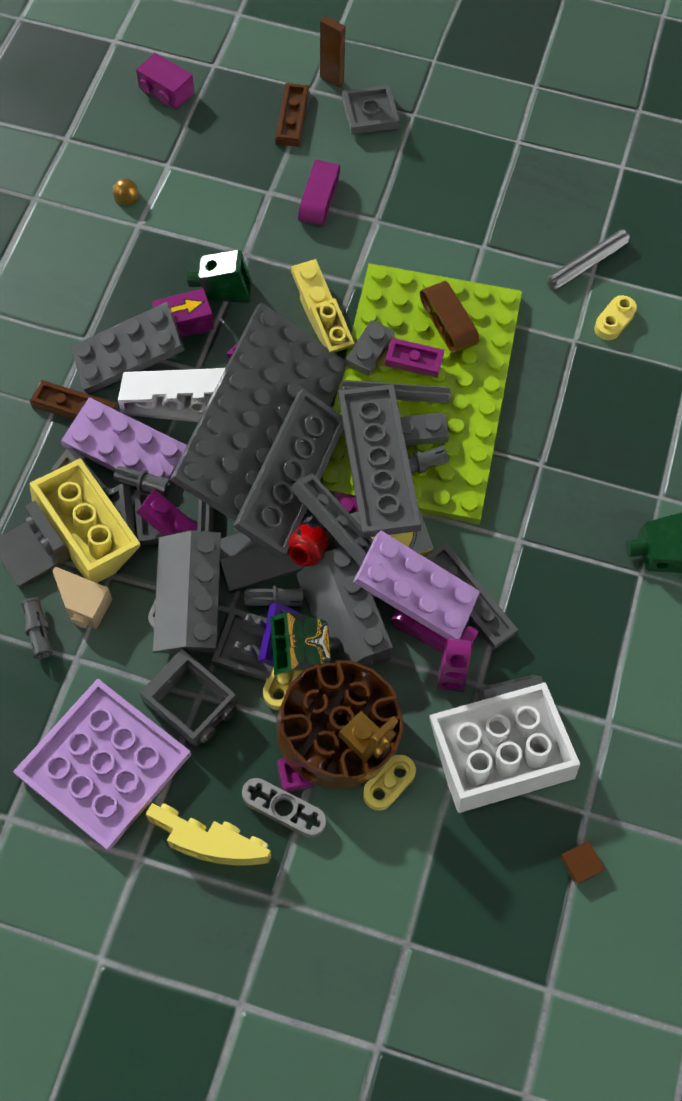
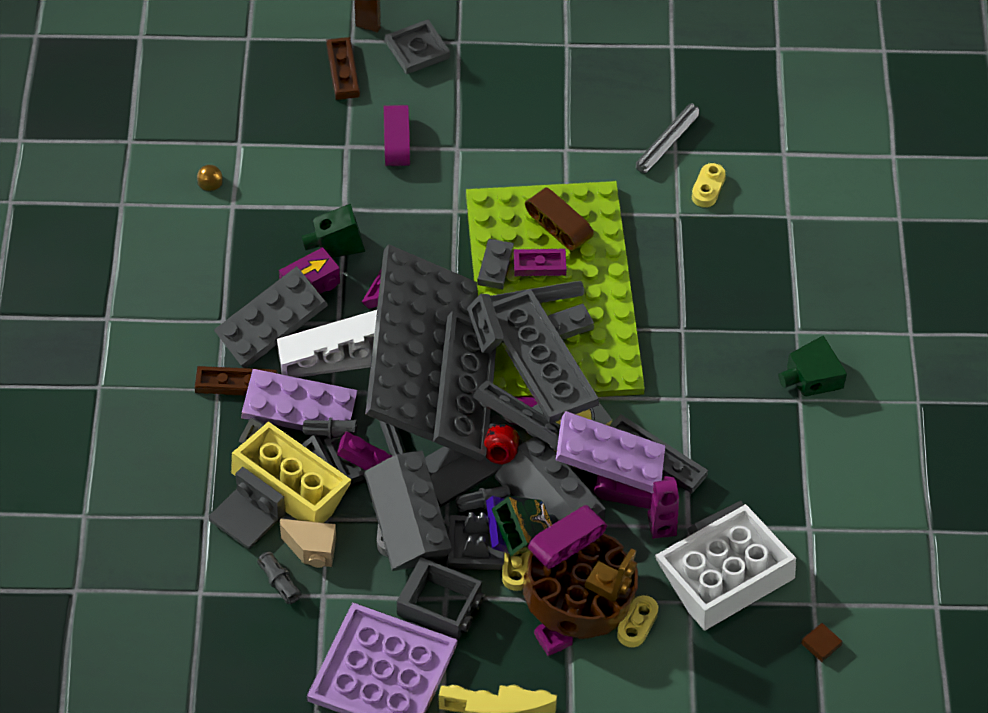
camera: 15 degrees left, 10 degrees down
(165, 81) = (209, 64): magenta brick -> none
(307, 812) = (575, 662): light grey beam -> none
(321, 307) = (435, 240): light yellow slope -> none
(333, 410) = (485, 323): none -> dark grey plate
(336, 674) = (567, 536): none -> magenta beam
(421, 461) = (583, 346): dark grey pin -> none

